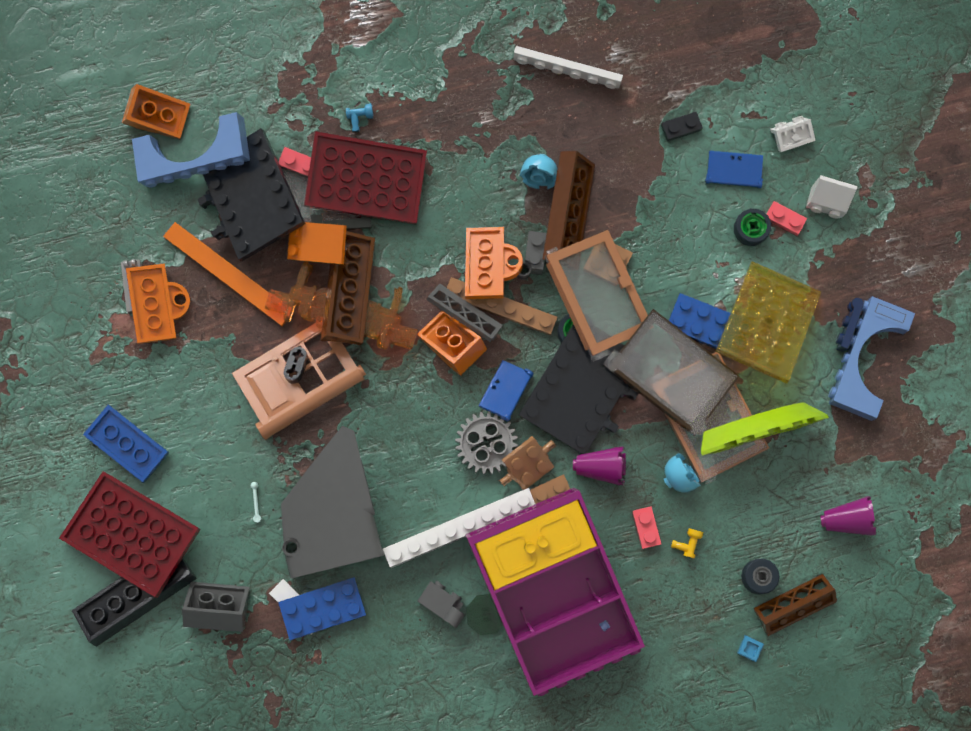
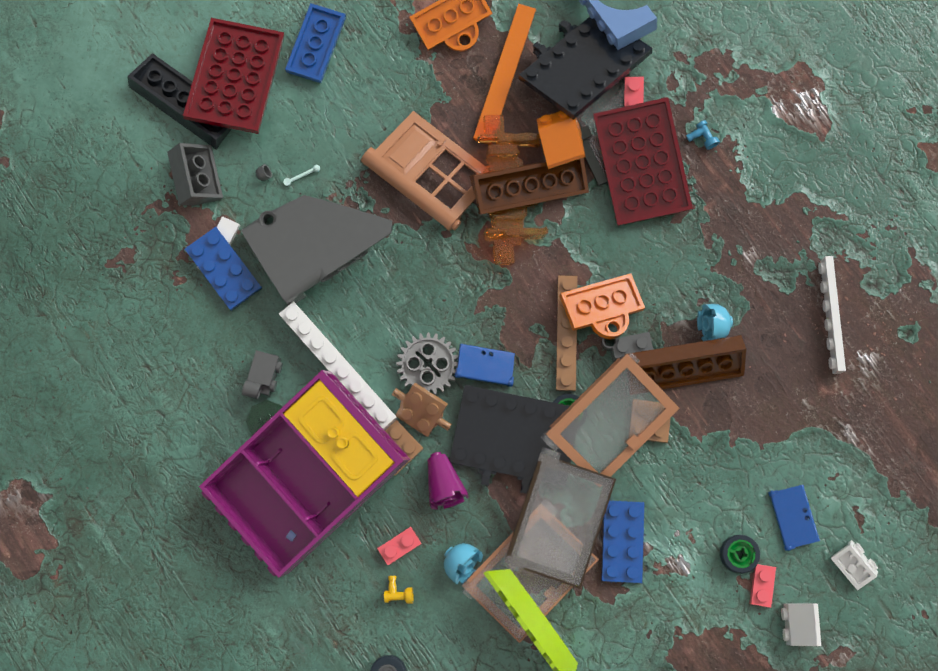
camera: 75 degrees right, 0 degrees up
(240, 538) = (263, 173): none -> dark grey hinge
(293, 364) = (439, 163): beam -> none
(452, 342) = (514, 298): orange slope -> none
(465, 313) = (551, 280): dark grey fence -> none
(681, 126) = (817, 449): black plate -> none
(768, 322) = (645, 600): clear yellow piece -> none

